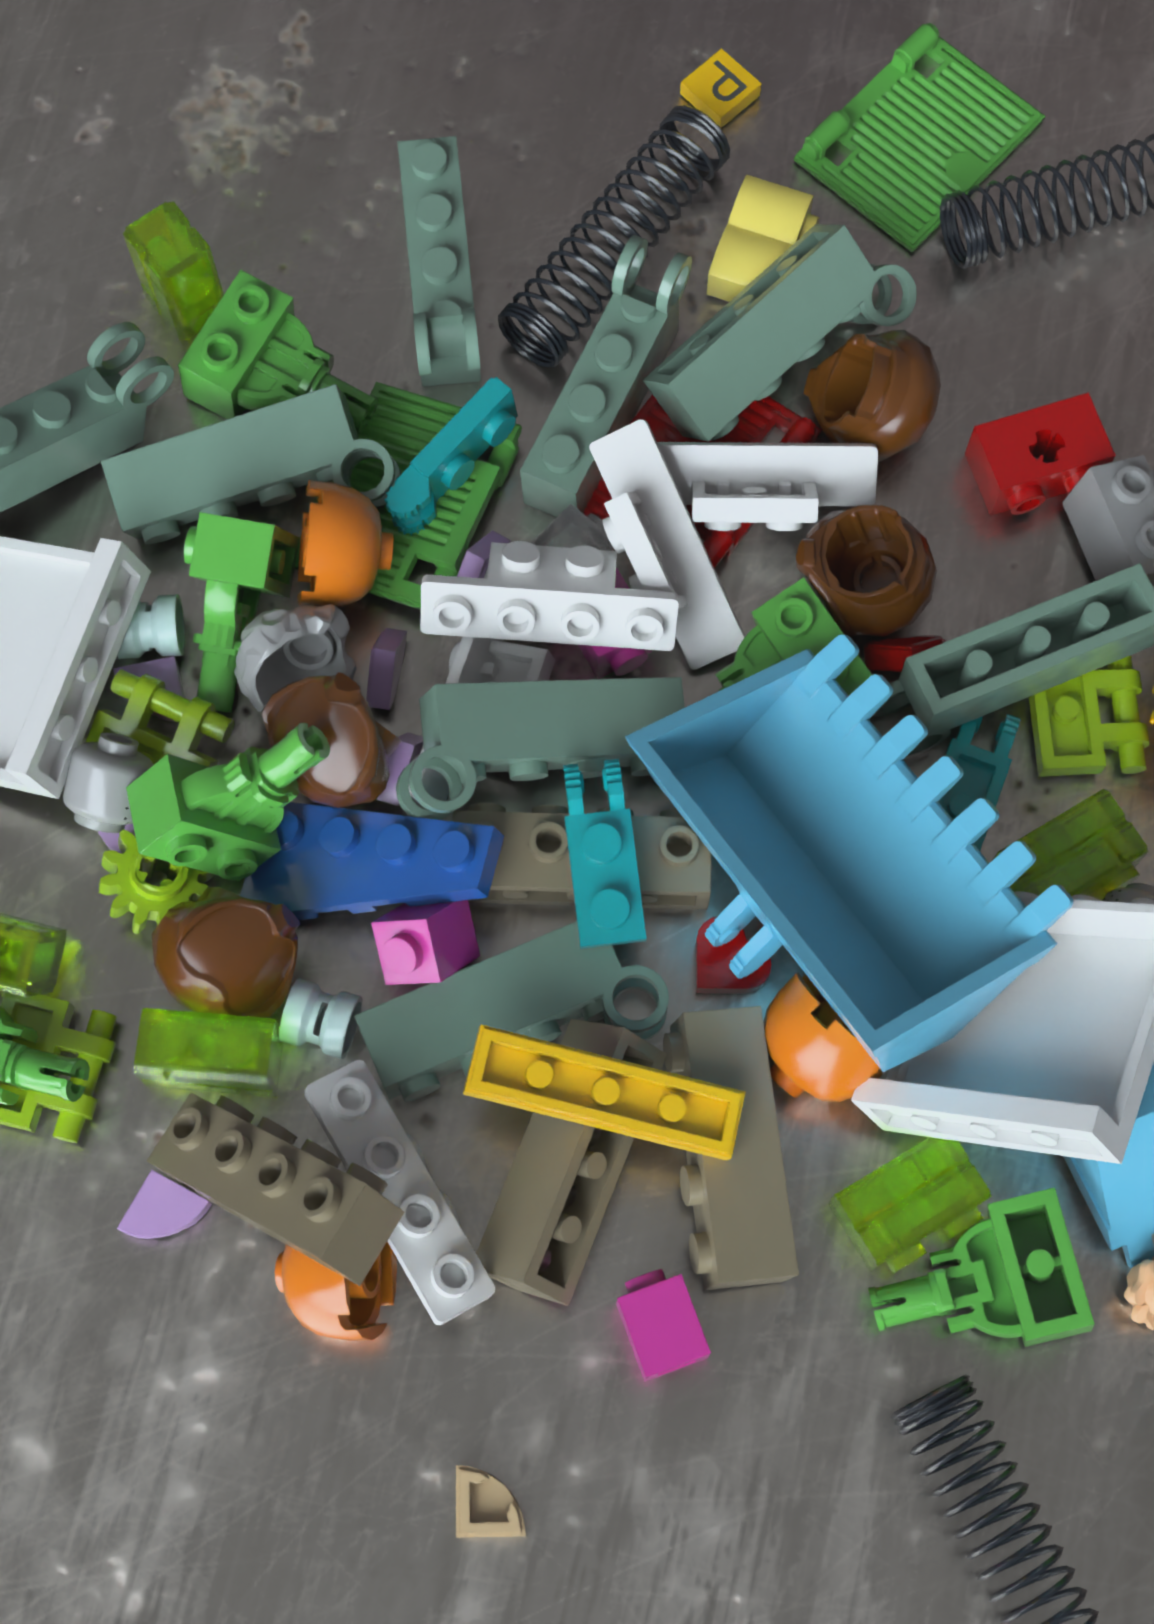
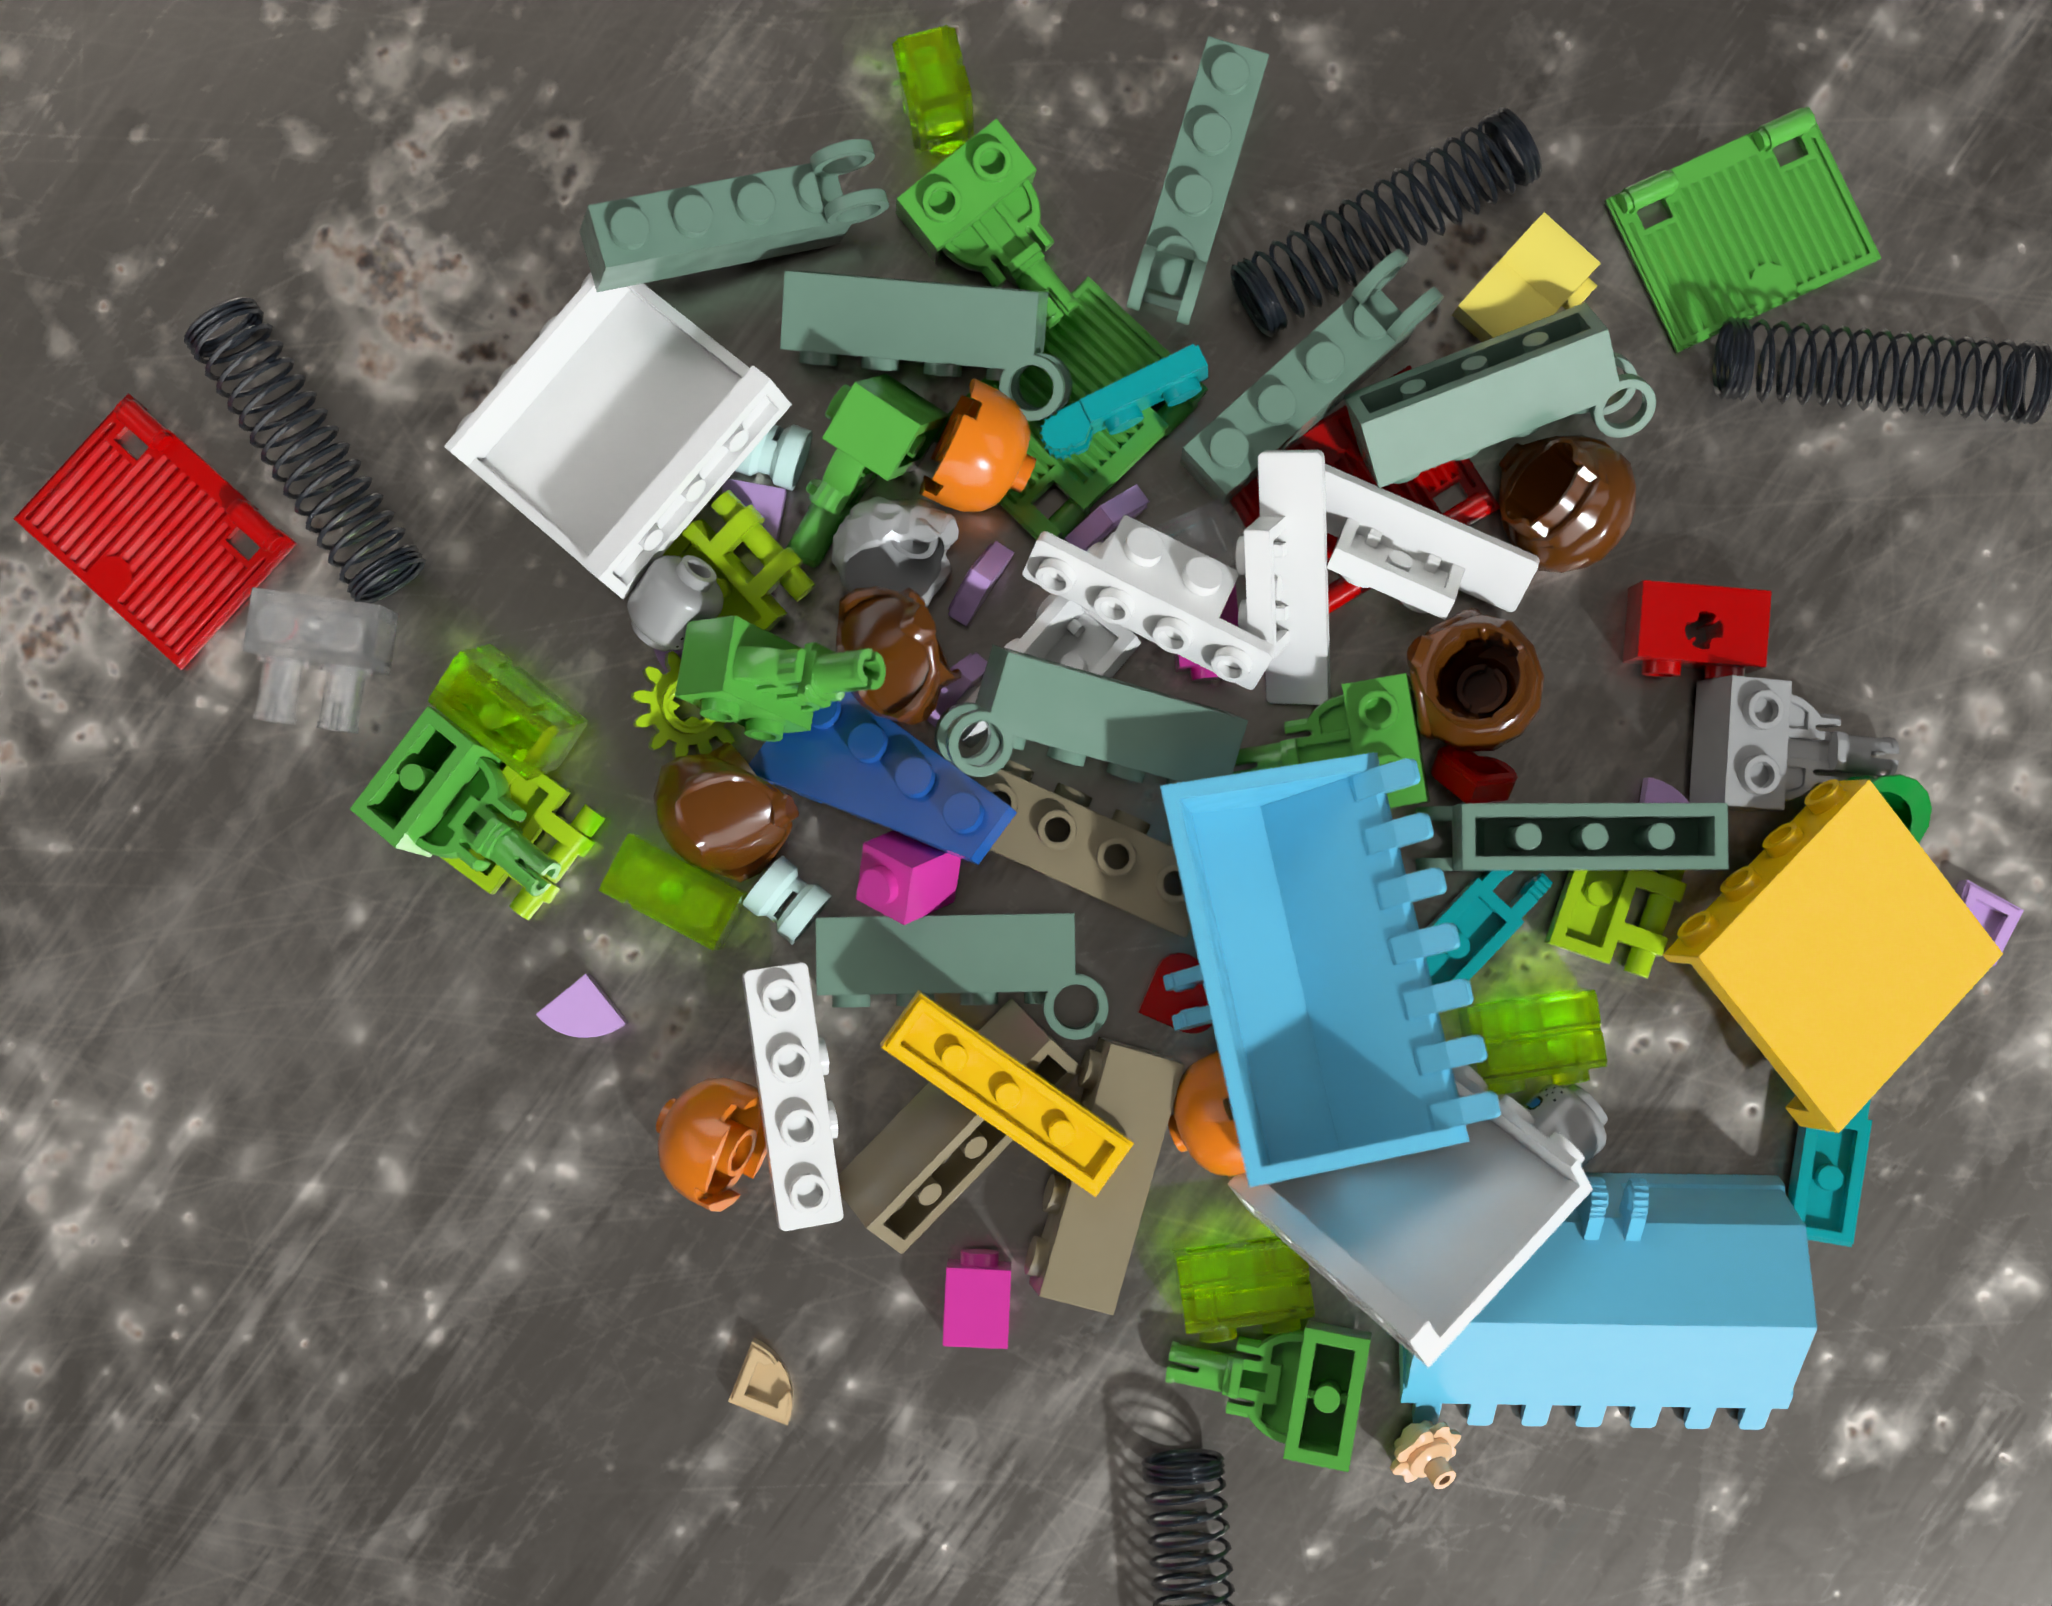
camera: 20 degrees right, 15 degrees up
(278, 1187) = (684, 1053): dark tan brick -> none
(603, 863) = (1097, 876): teal hinge -> none
(720, 88) = (1565, 92): yellow tile -> none

